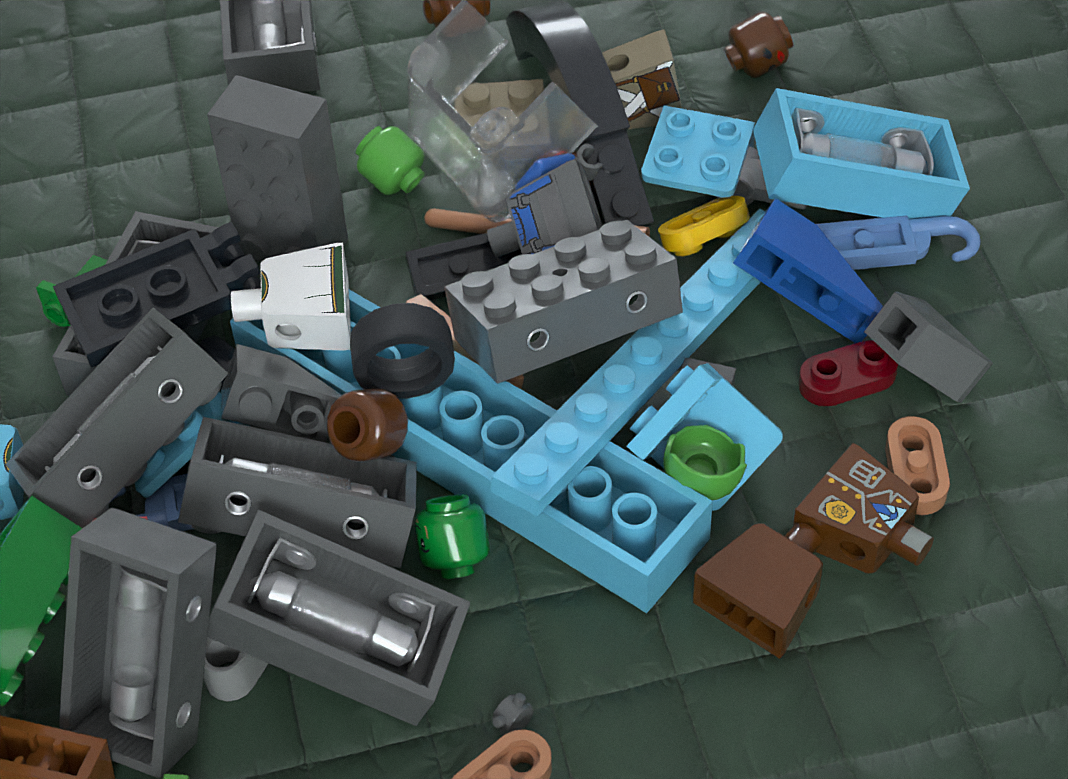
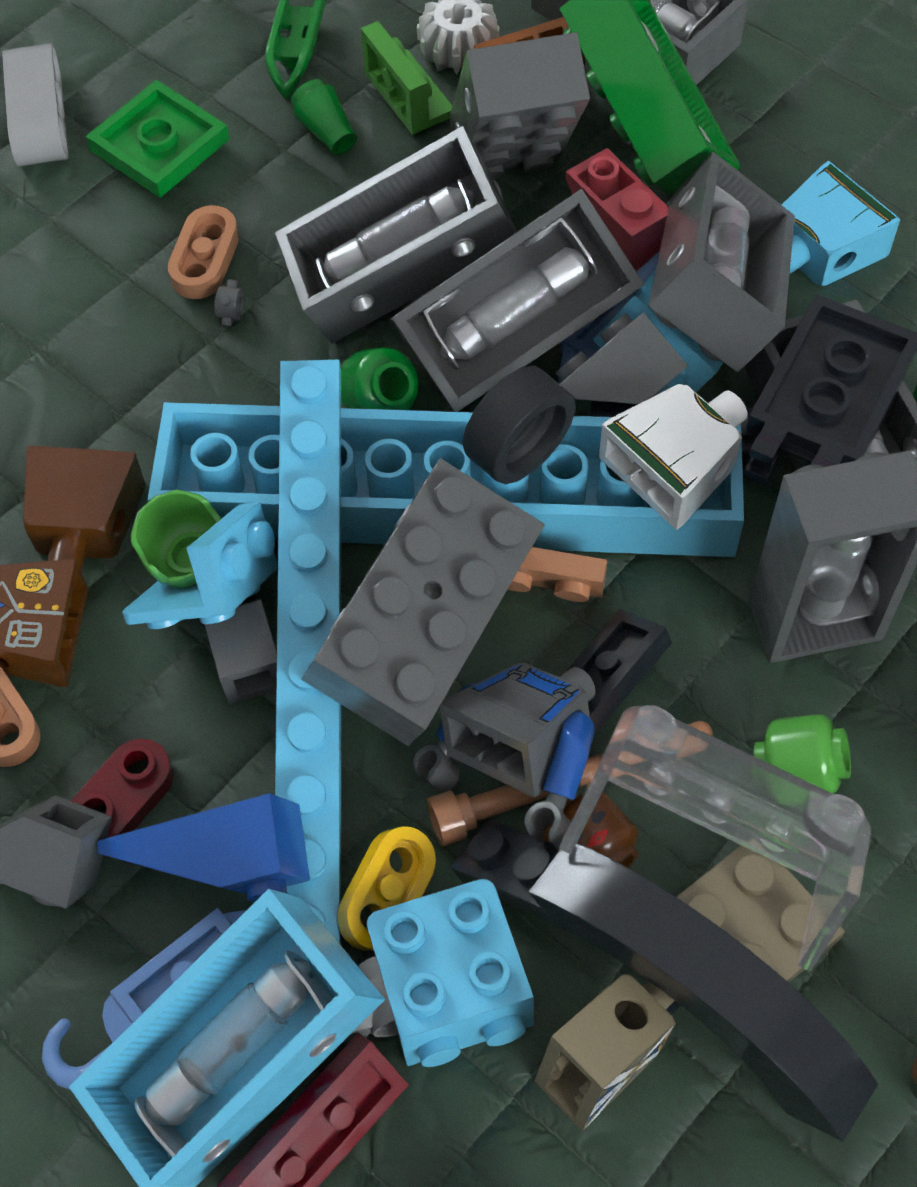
camera: 145 degrees right, 10 degrees up
(367, 424) = (495, 357): reddish brown head -> none

